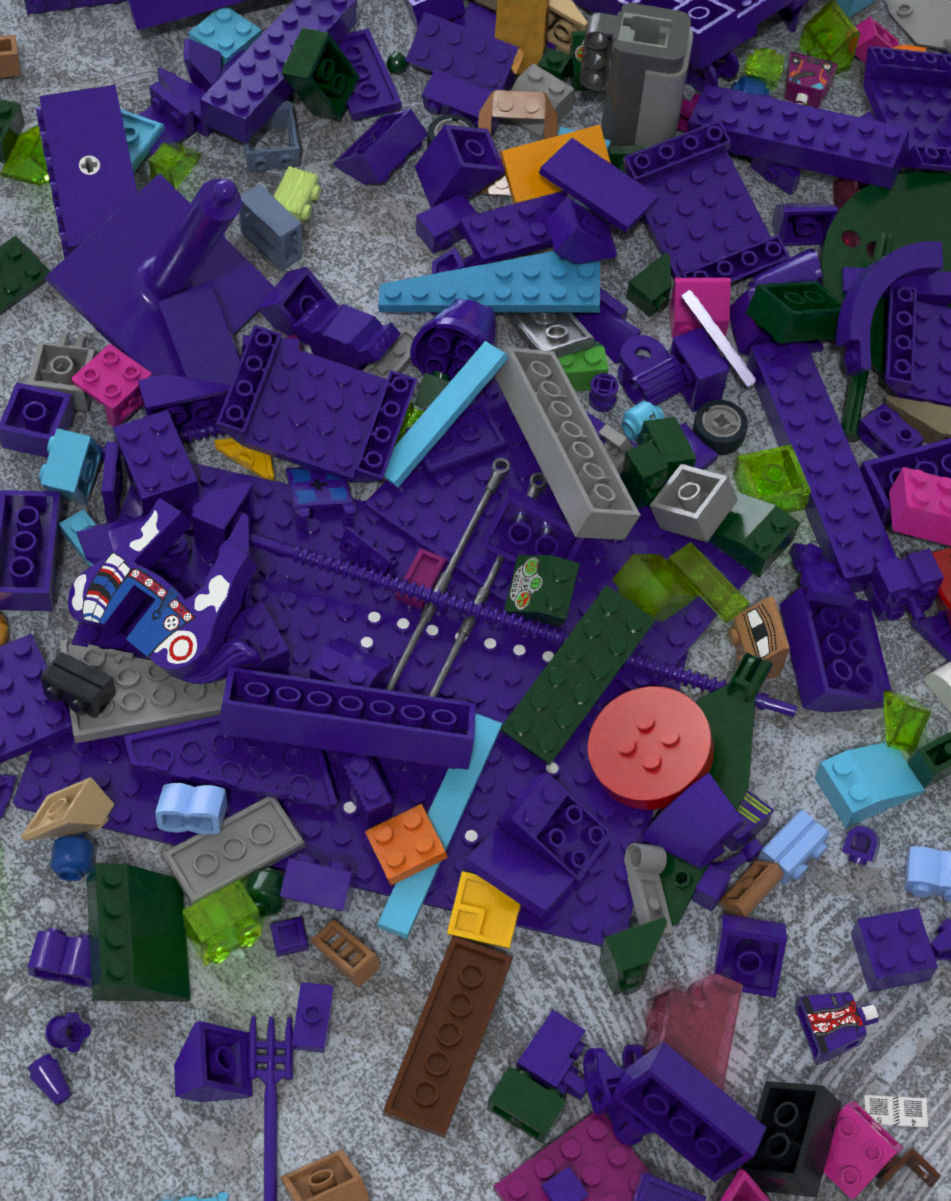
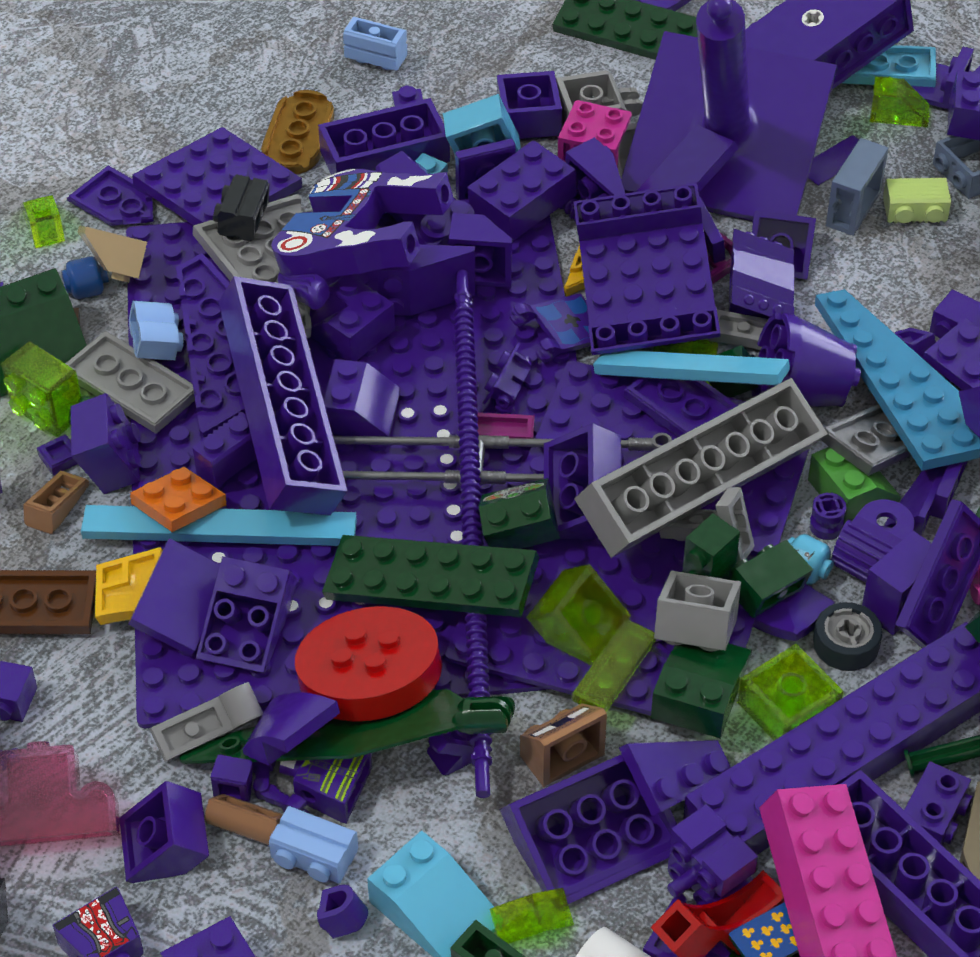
camera: 75 degrees right, 10 degrees down
(629, 956) = (115, 720): dark green slope -> none

